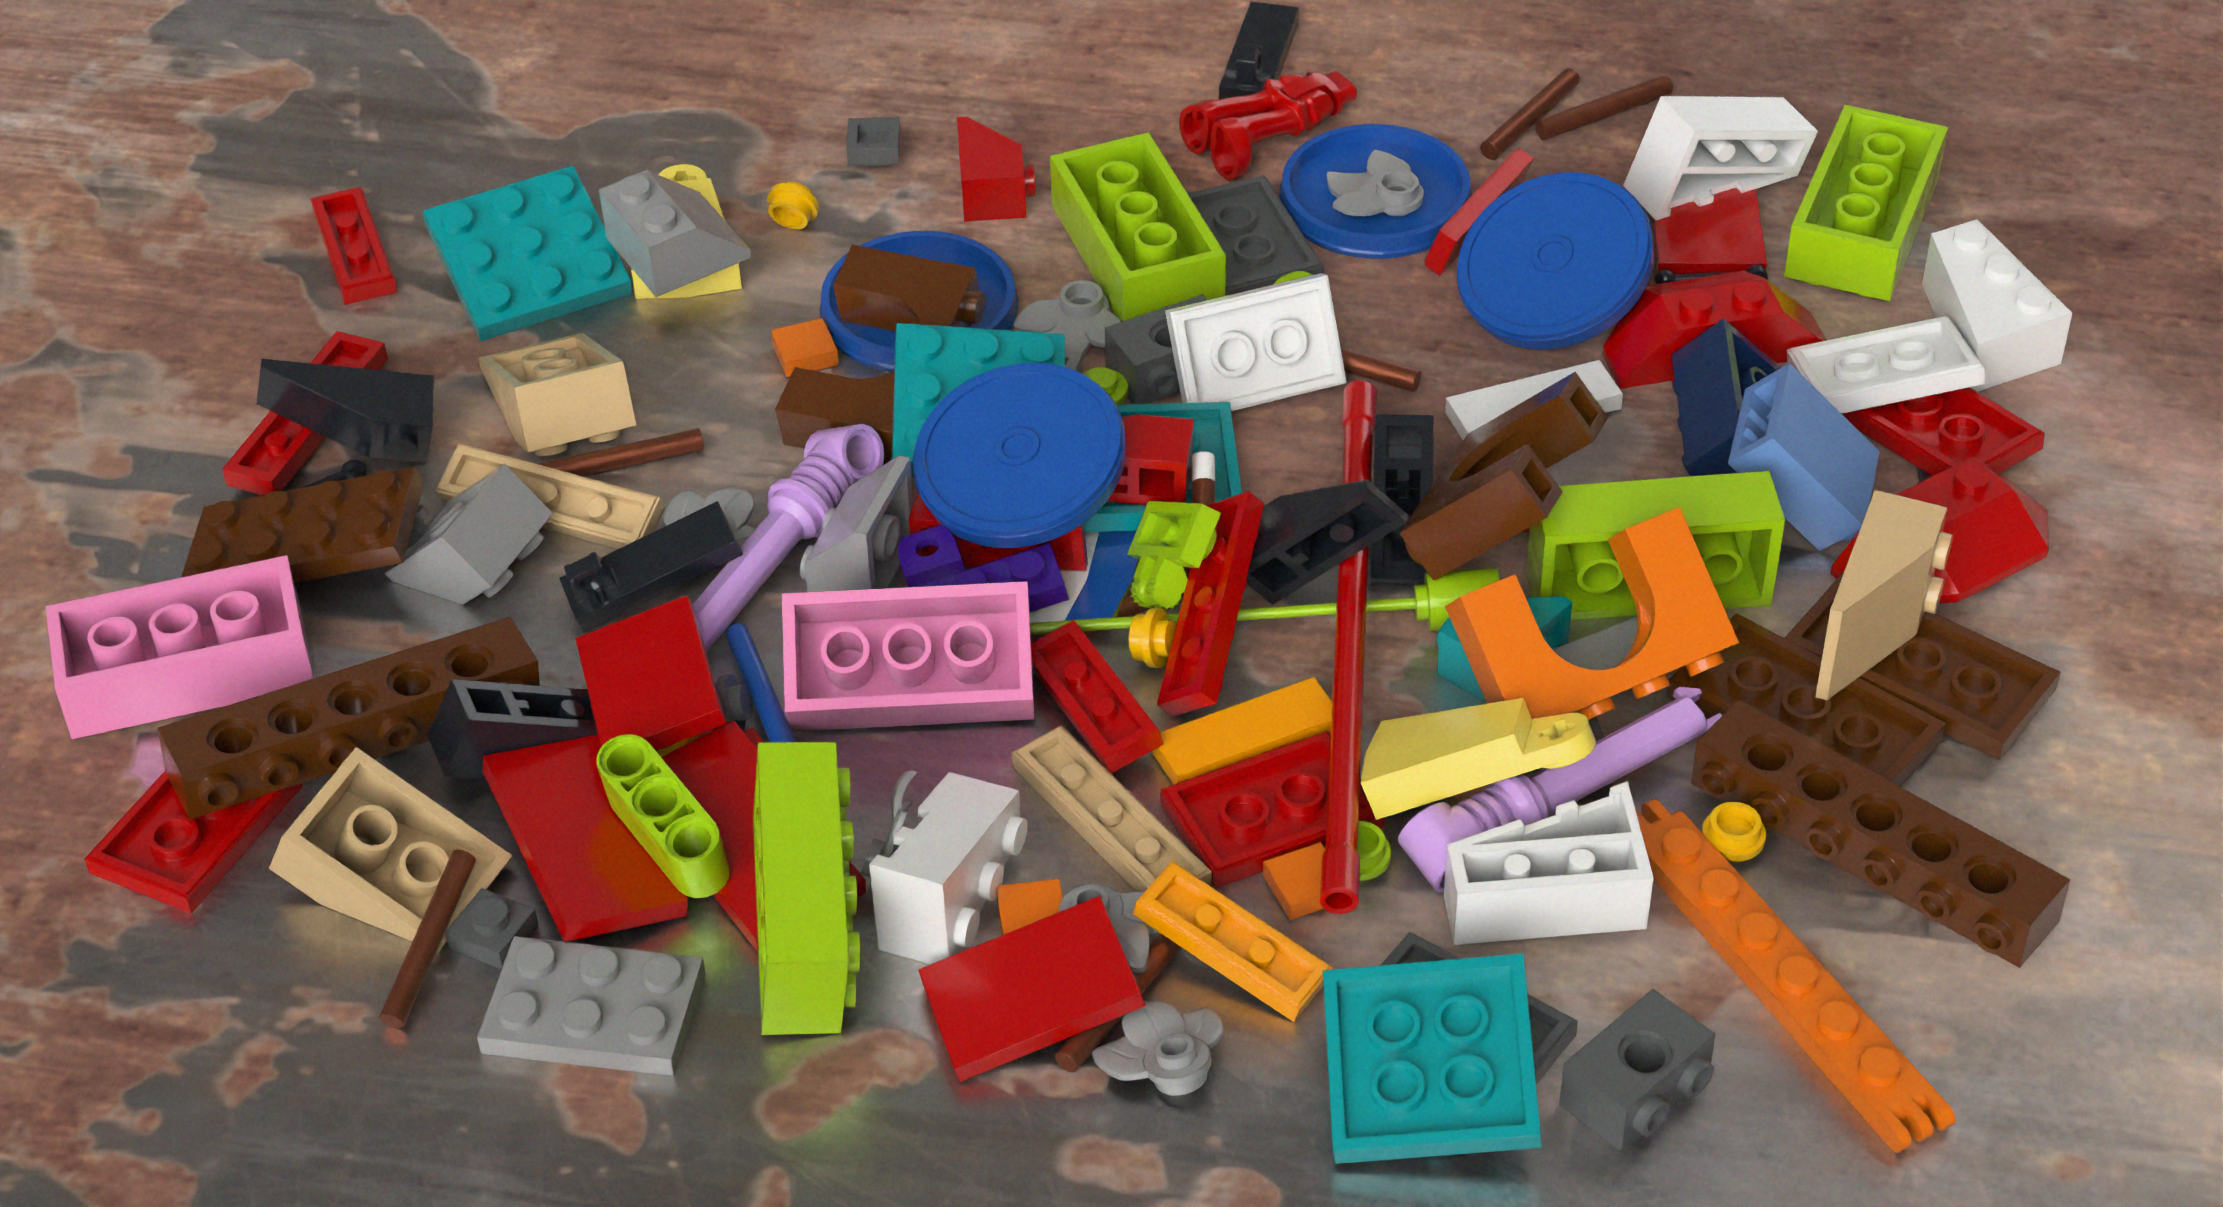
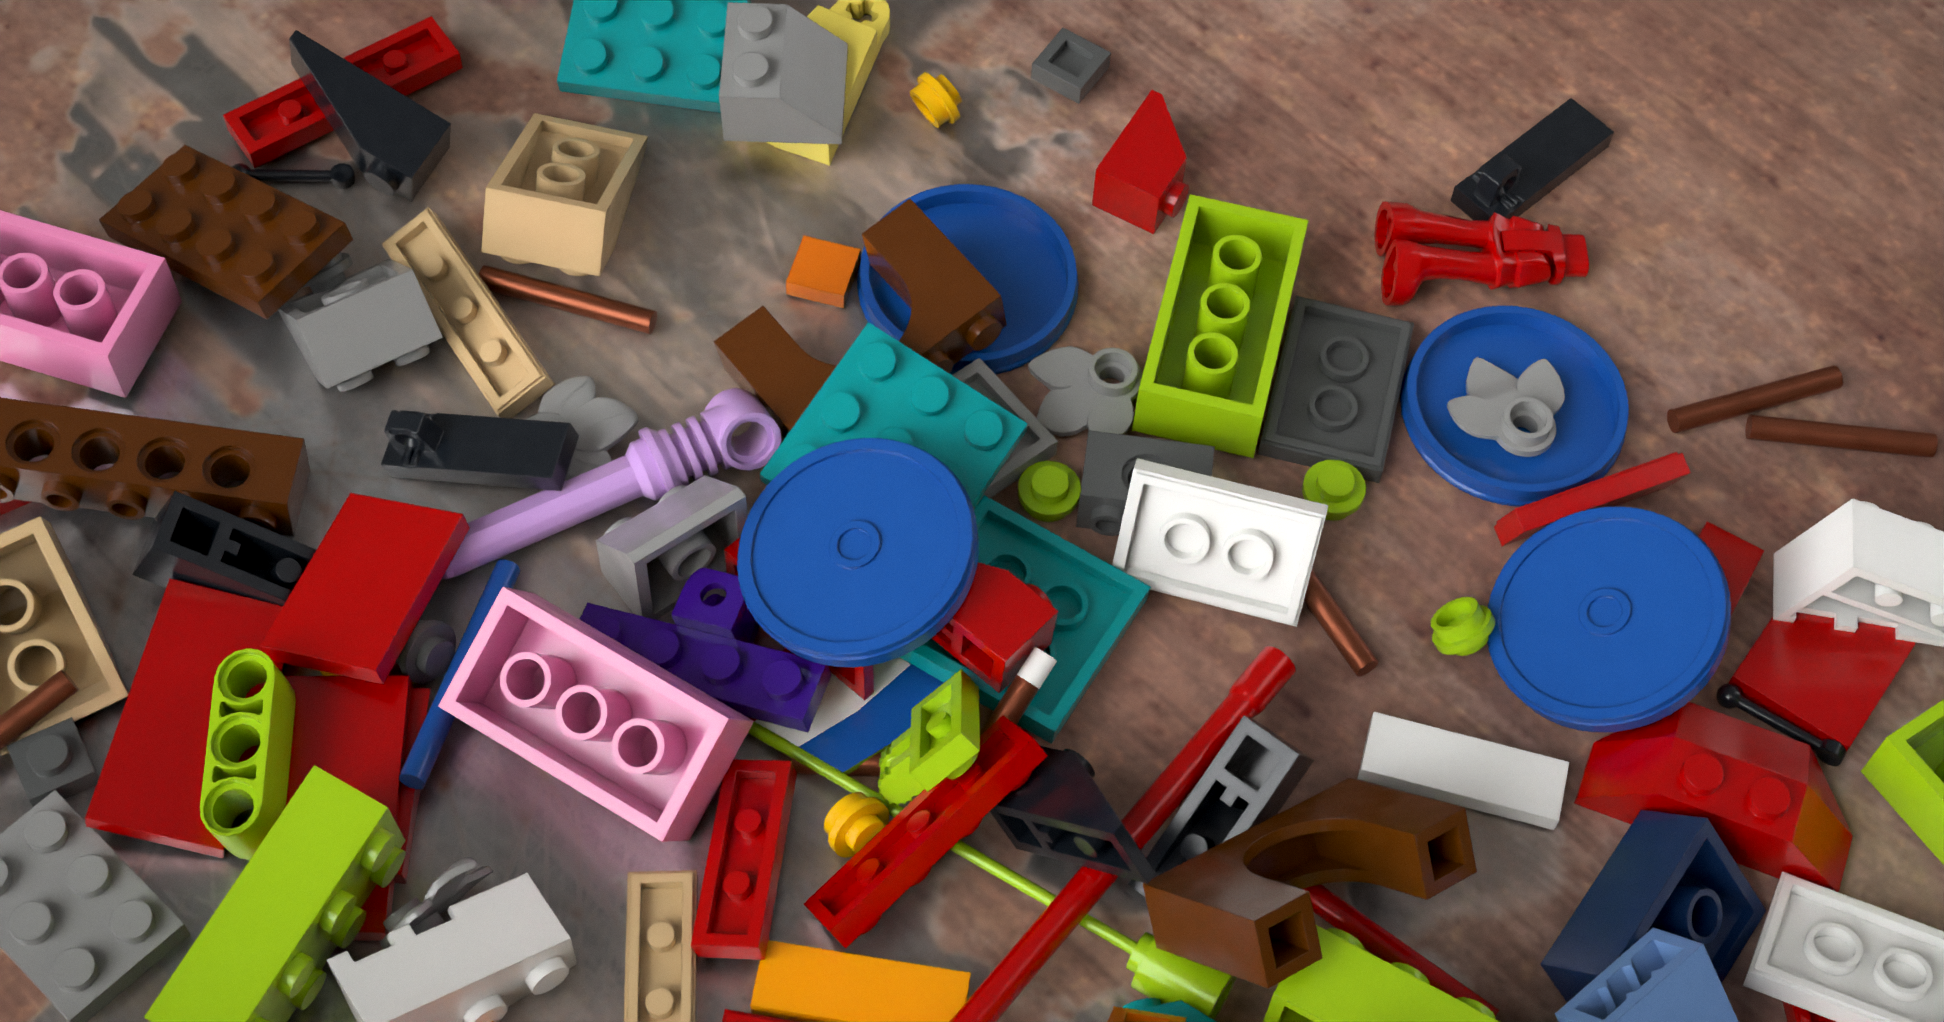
camera: 30 degrees right, 15 degrees up
(1460, 322) = (1461, 626): none -> lime plate

